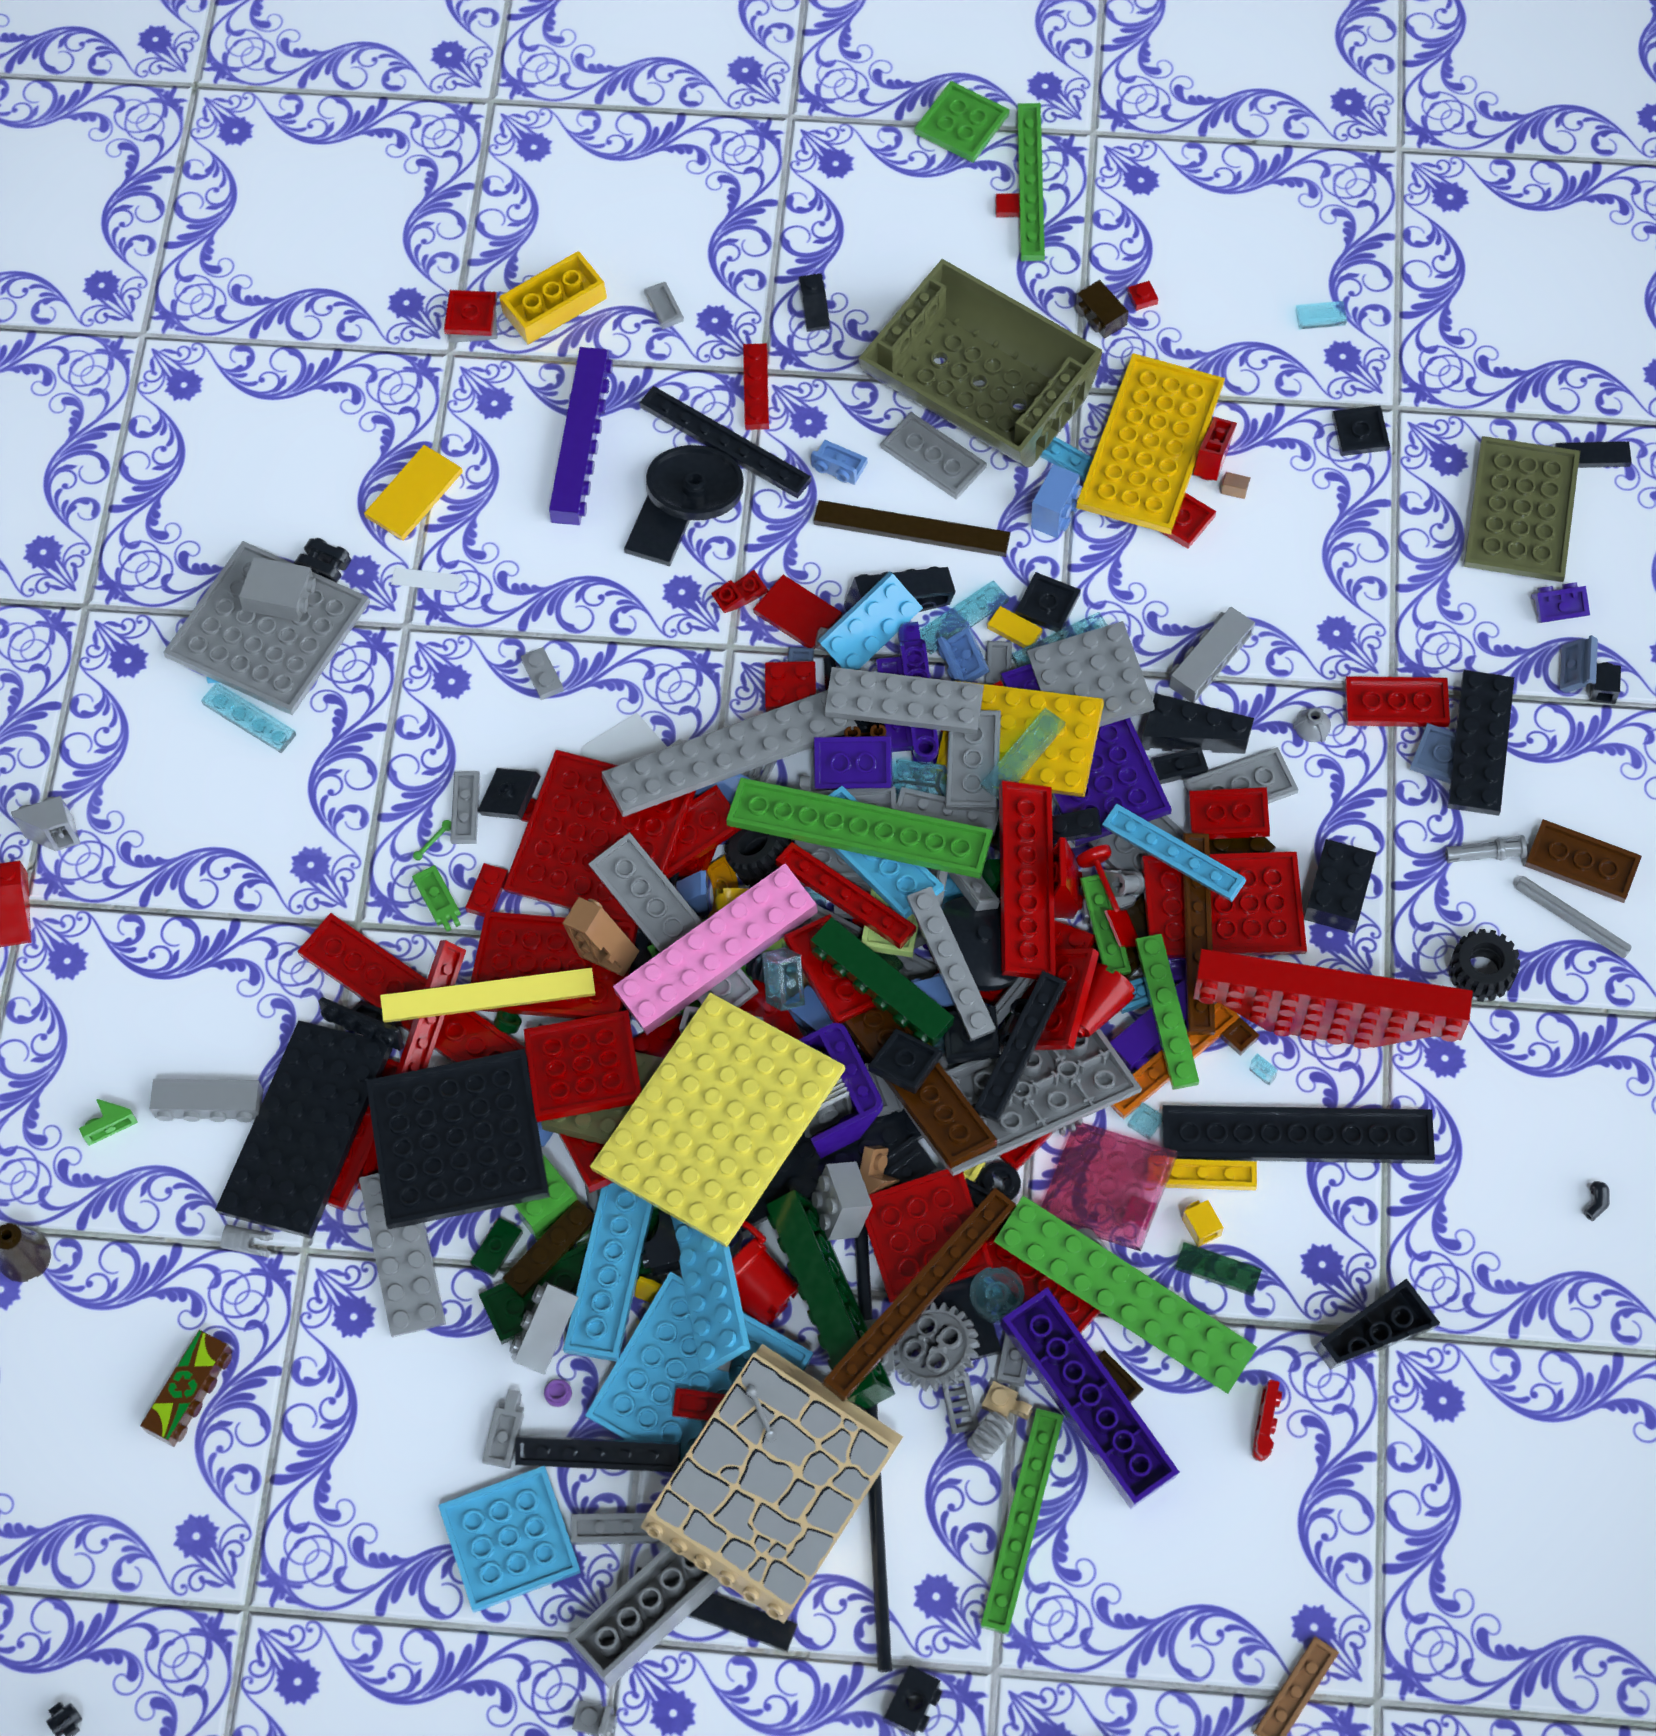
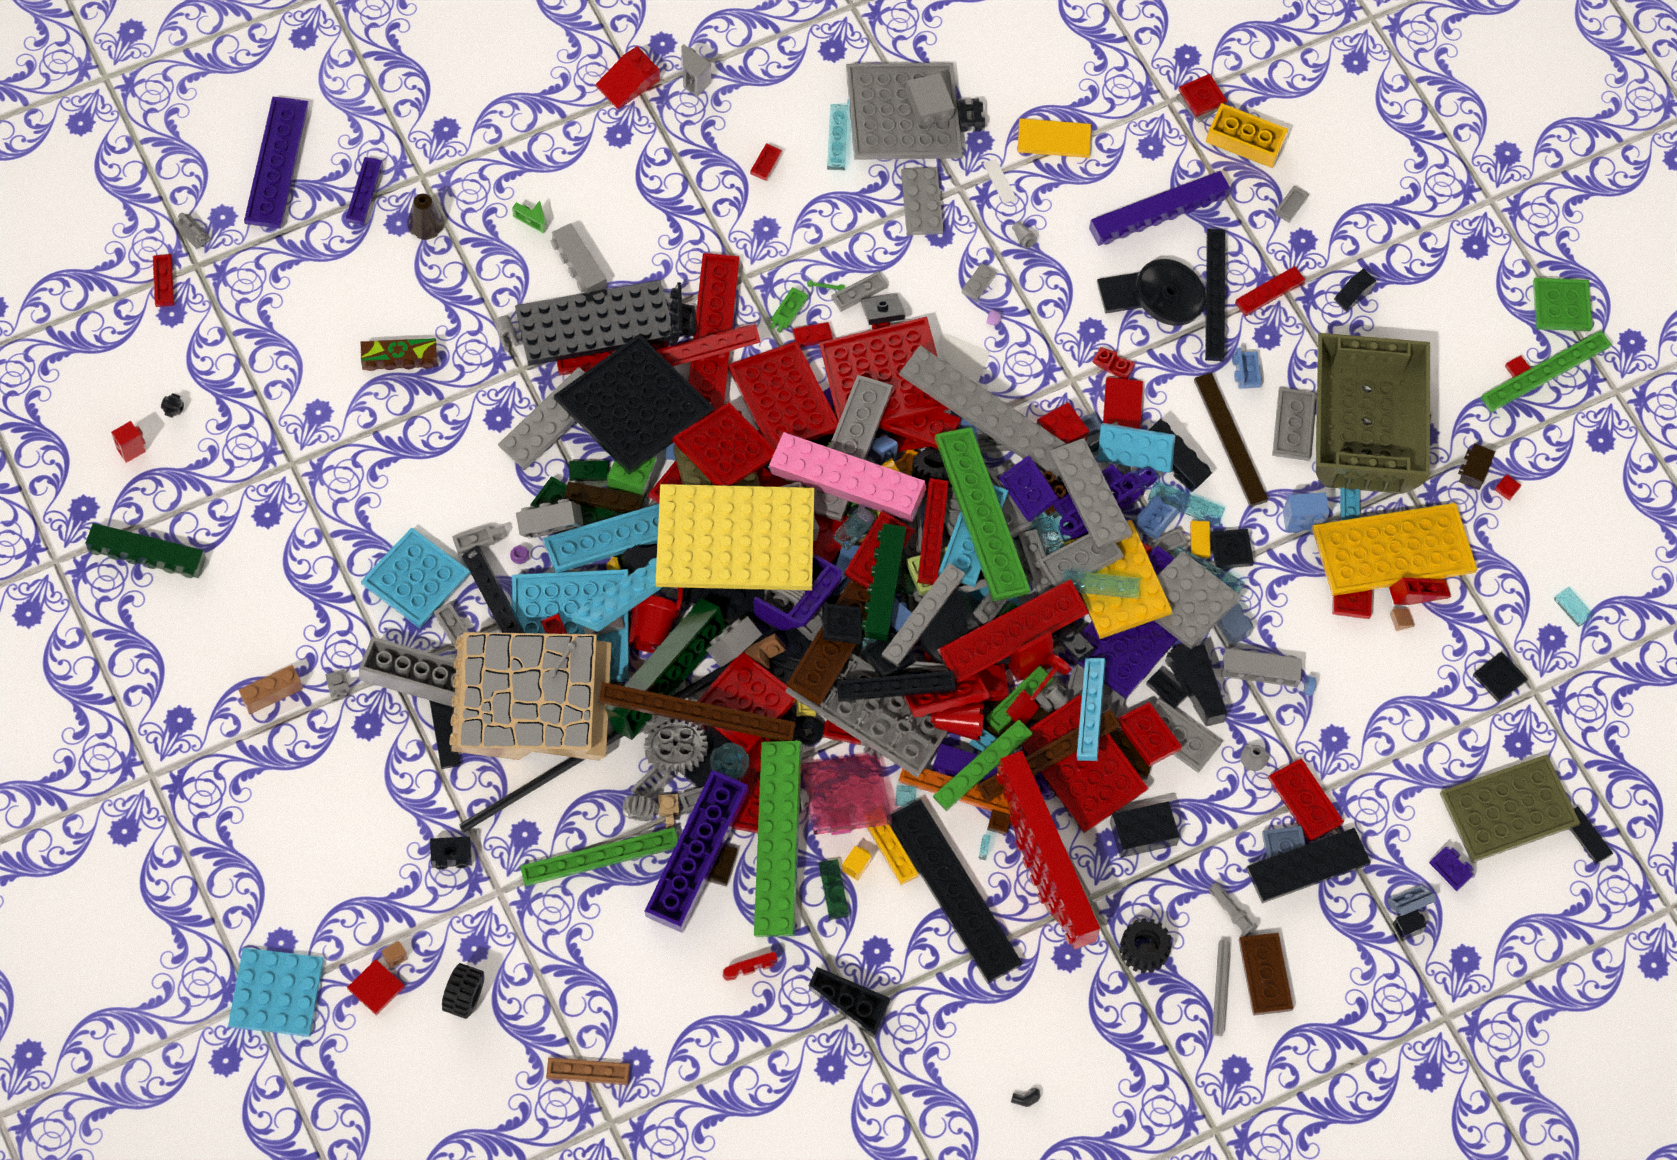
camera: 50 degrees right, 0 degrees up
(225, 814) = (766, 162): none -> red plate
(395, 675) = (922, 201): none -> light grey plate
(487, 995) = (737, 369): light yellow tile -> none
(507, 1022) = (732, 394): dark green tile -> none
(518, 591) = (1024, 235): none -> light grey cone
(598, 684) = (993, 318): none -> lavender hinge
(599, 937) = (811, 406): medium nougat wedge -> none
(1148, 650) = (1235, 625): none -> sand blue brick
(1263, 619) = (1309, 685): none -> medium blue tile

